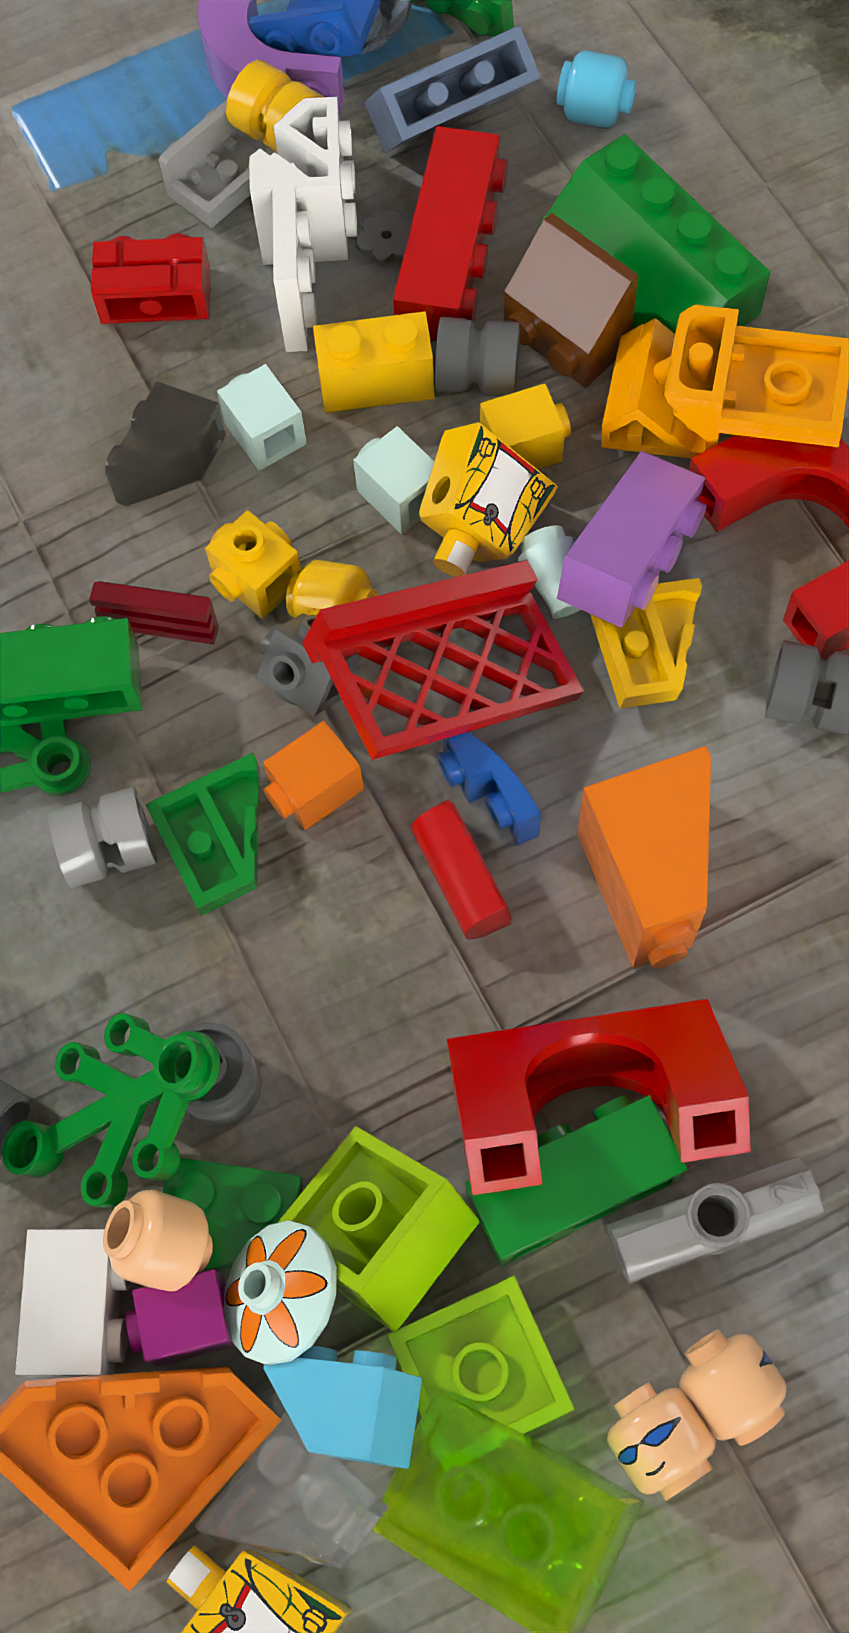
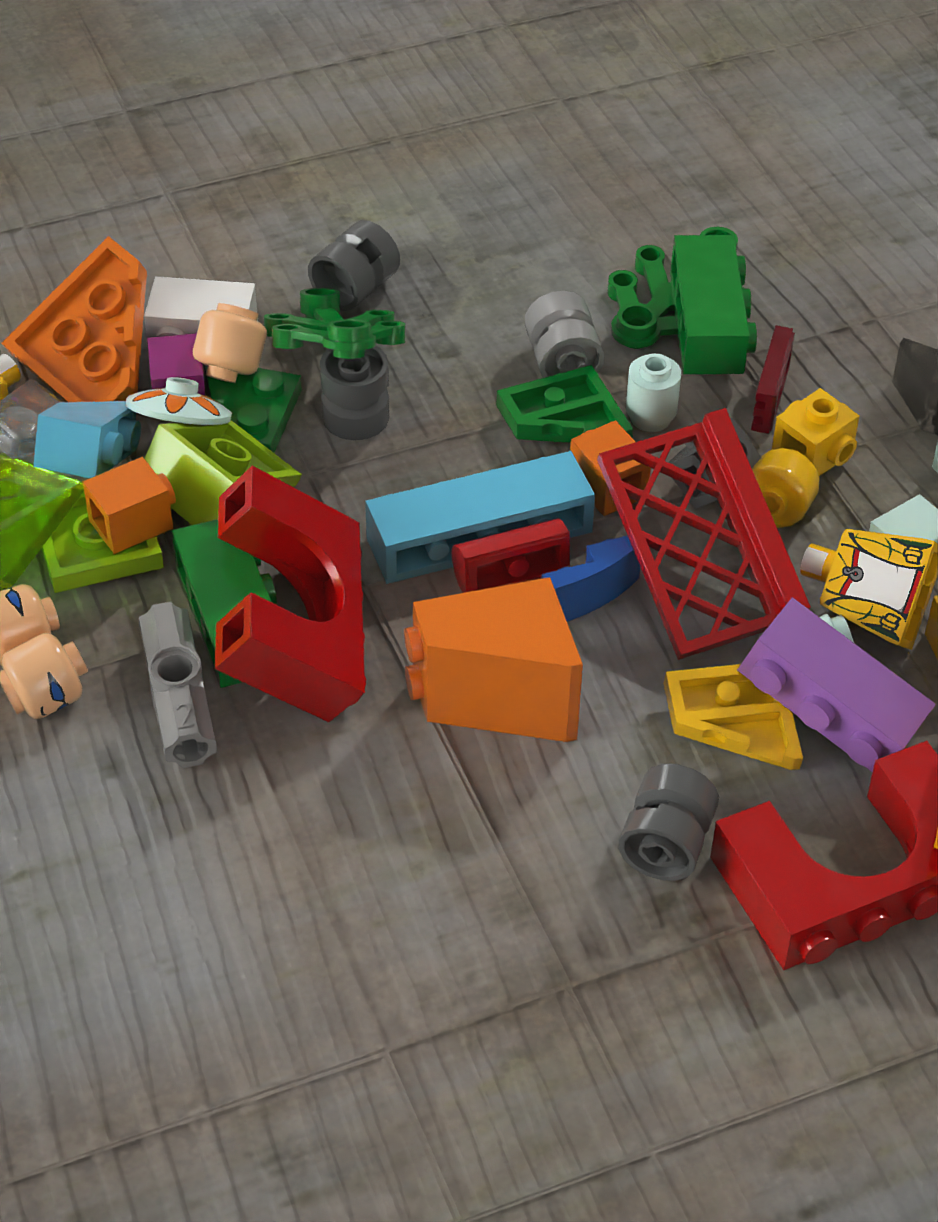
camera: 90 degrees right, 20 degrees down
(193, 730) = (653, 392): none -> light aqua brick
(406, 911) = (418, 527): none -> medium azure brick
(469, 1317) = (129, 504): none -> orange brick

